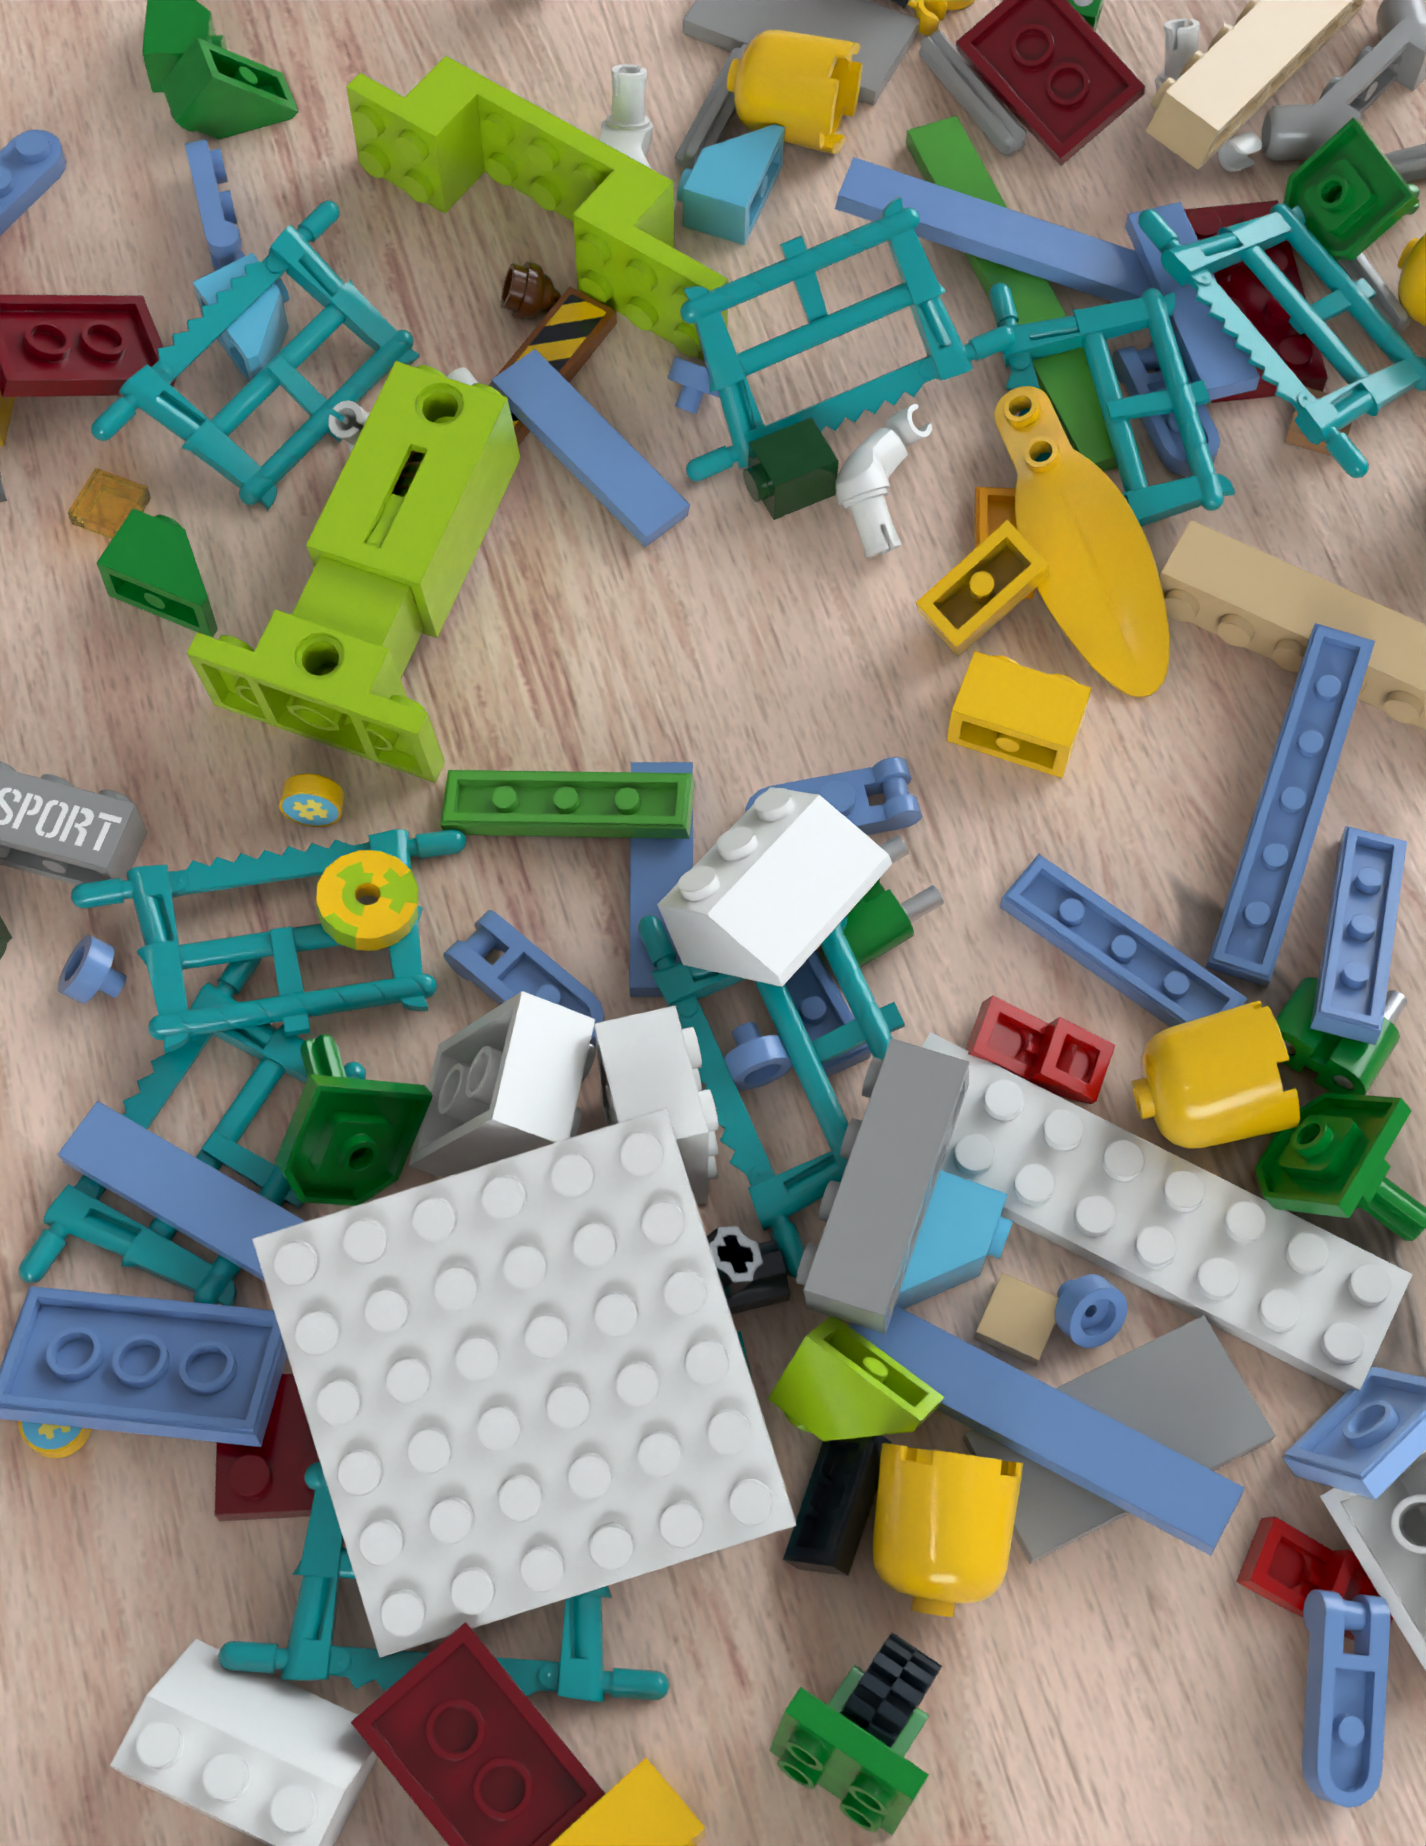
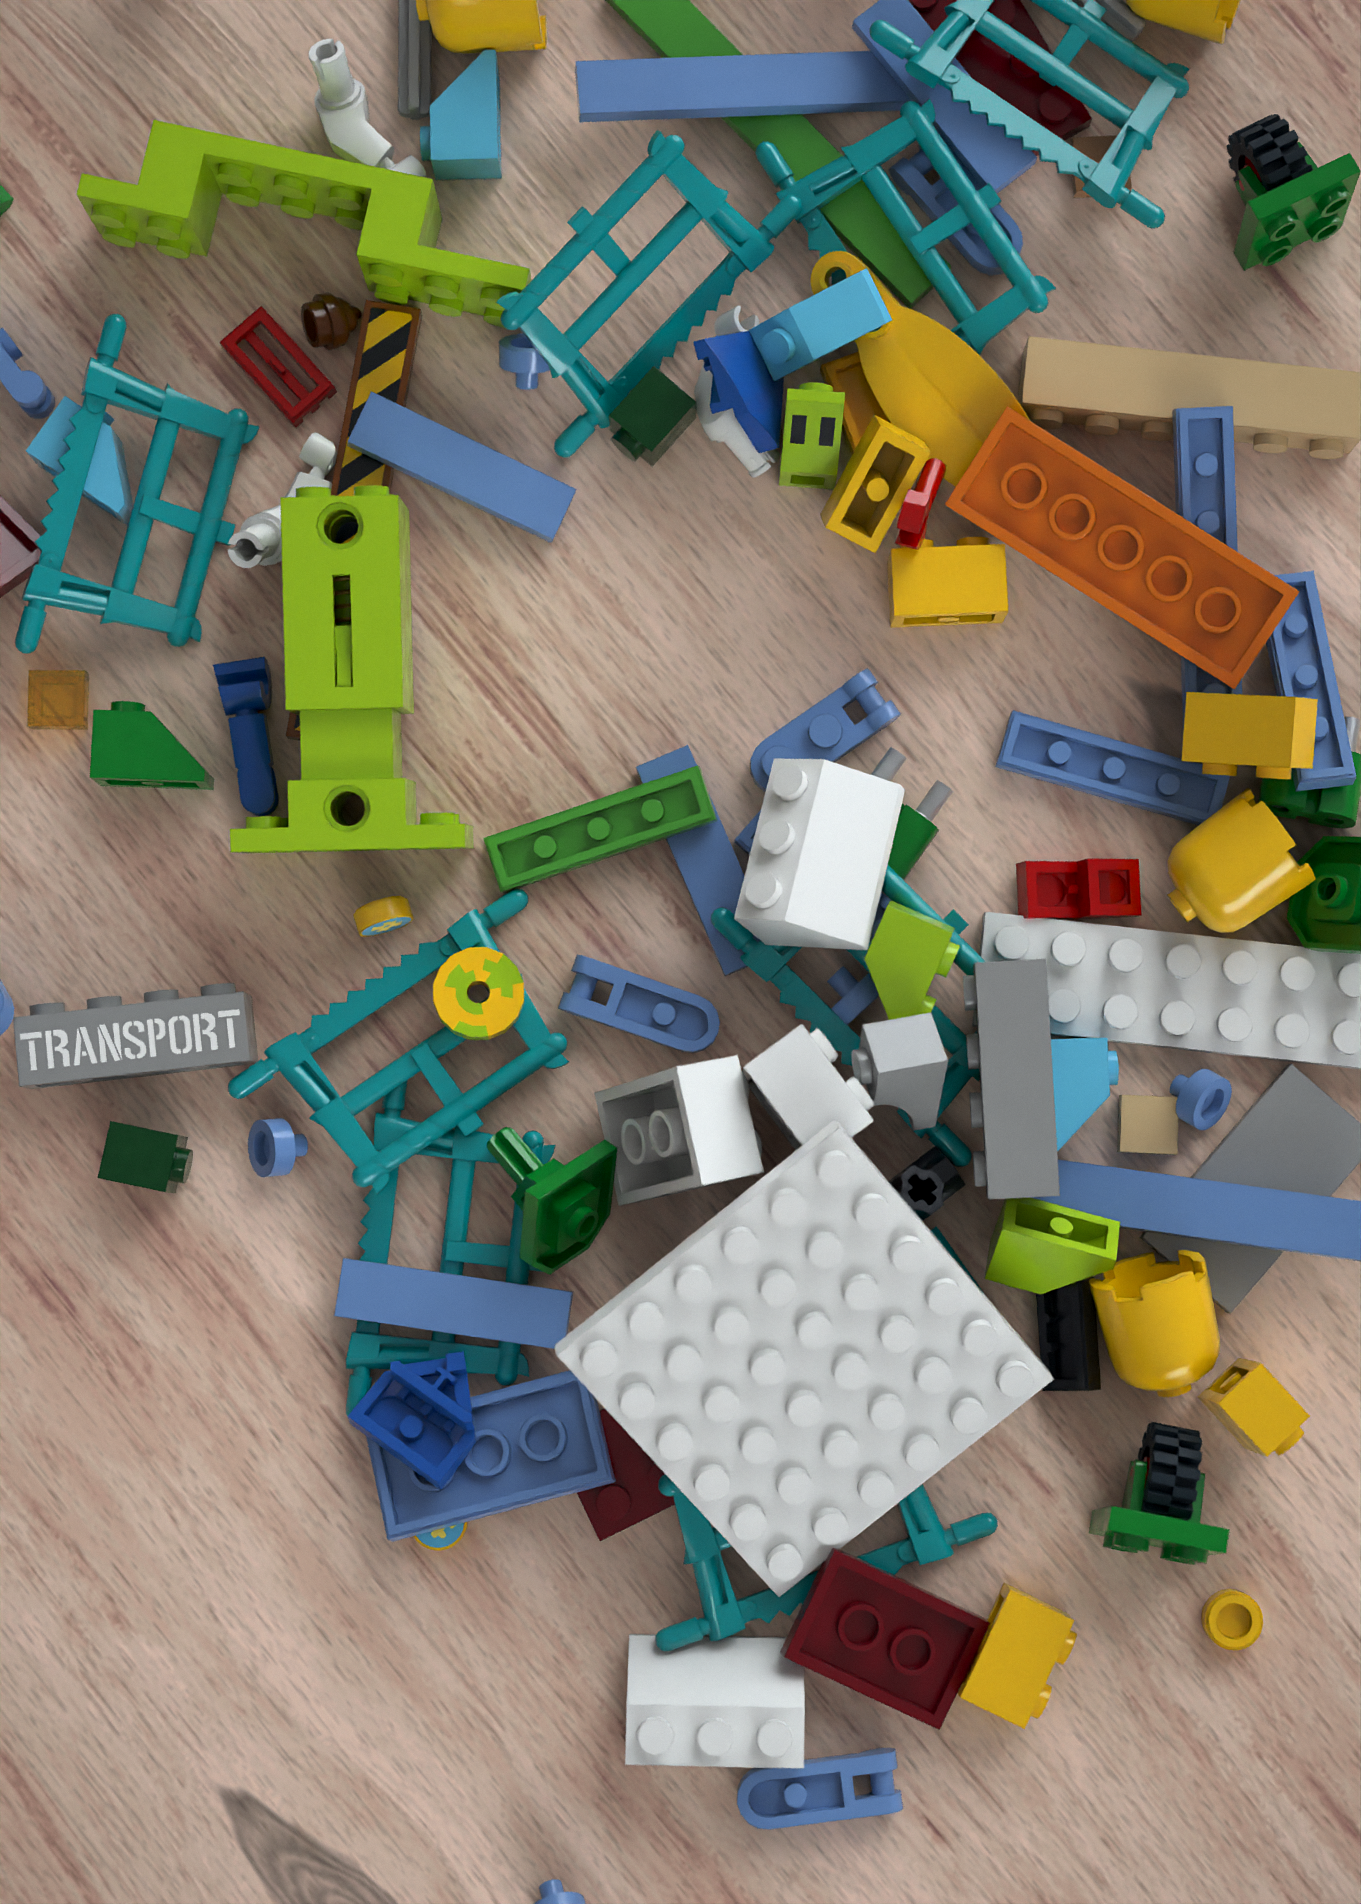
camera: 20 degrees left, 20 degrees up
(92, 1291) = (421, 1415): none -> blue slope
(279, 563) = (244, 691): none -> blue piece
(474, 348) = (308, 401): none -> red tile
(768, 1114) = (903, 1066): none -> light grey arch
(819, 1024) = (906, 957): none -> lime slope
(897, 457) = (745, 385): none -> blue slope
(937, 526) = (811, 436): none -> lime slope
(986, 435) = (820, 324): none -> medium azure slope
(1014, 616) = (917, 505): none -> red bar
(1018, 1665) = (1255, 1408): none -> yellow brick
(1214, 733) = (1121, 548): none -> orange plate
(1280, 942) = (1249, 730): none -> yellow brick

